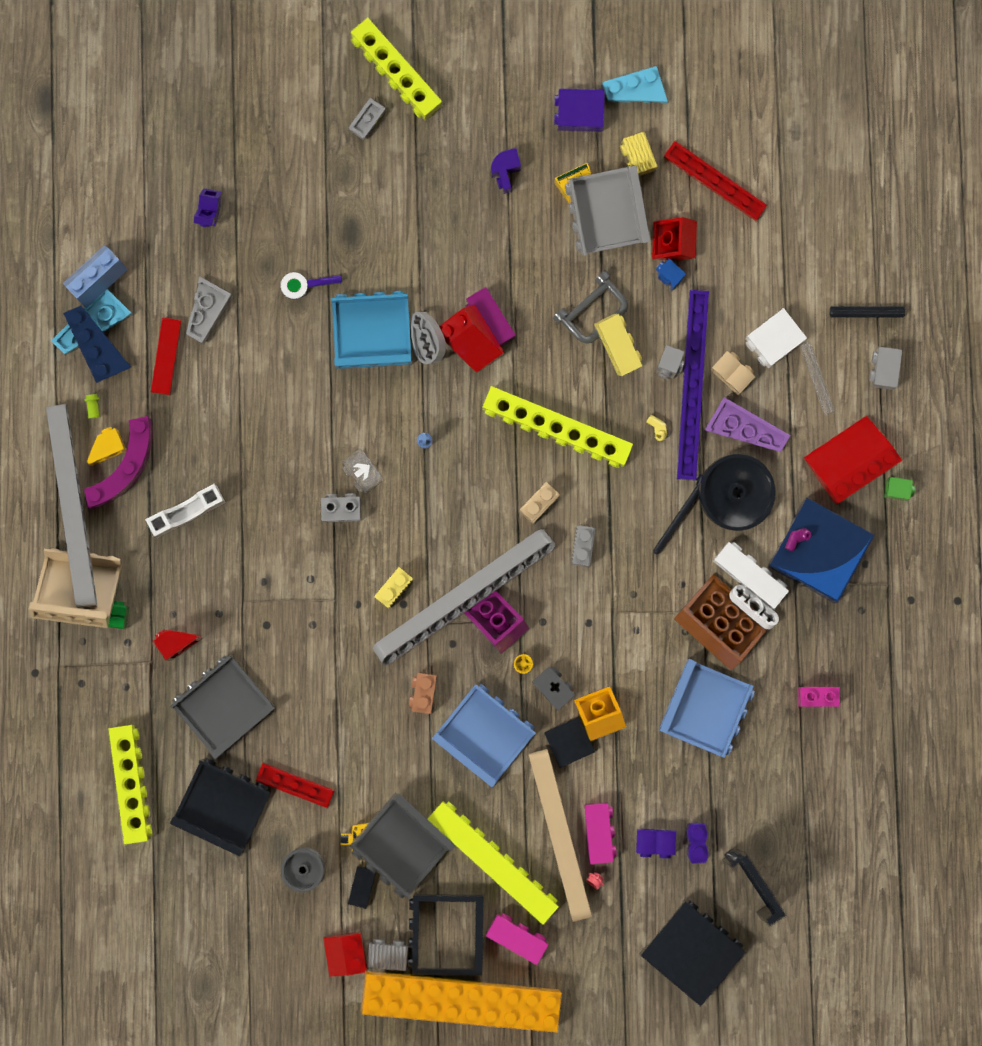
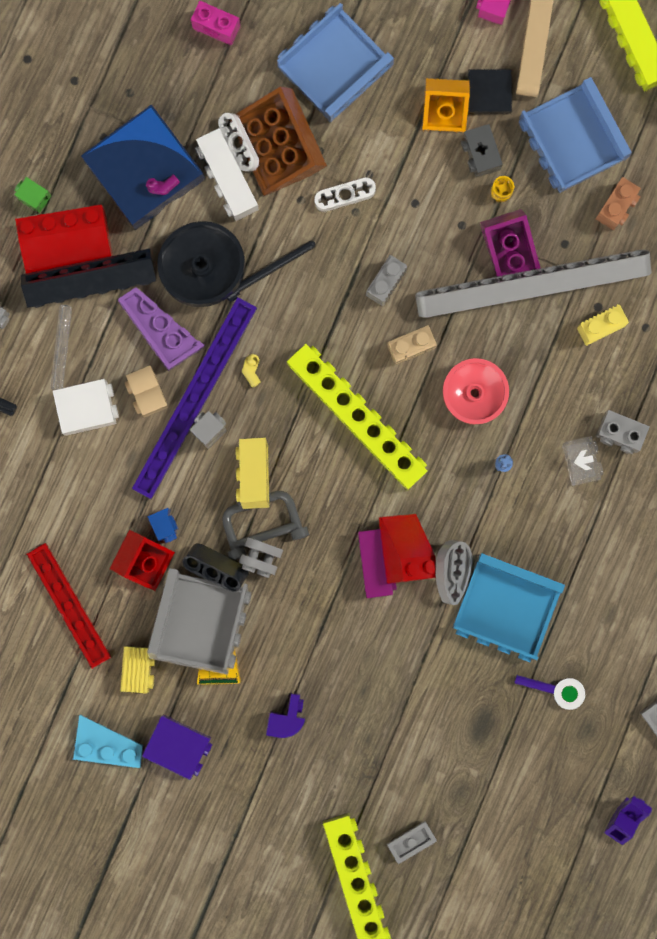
camera: 155 degrees left, 0 degrees up
(472, 473) = (479, 376): none -> coral dish
(586, 274) = (264, 567): none -> light grey brick
(614, 258) = (215, 567): none -> black beam
(656, 590) = (349, 186): none -> white beam
(821, 441) = (88, 278): none -> black brick

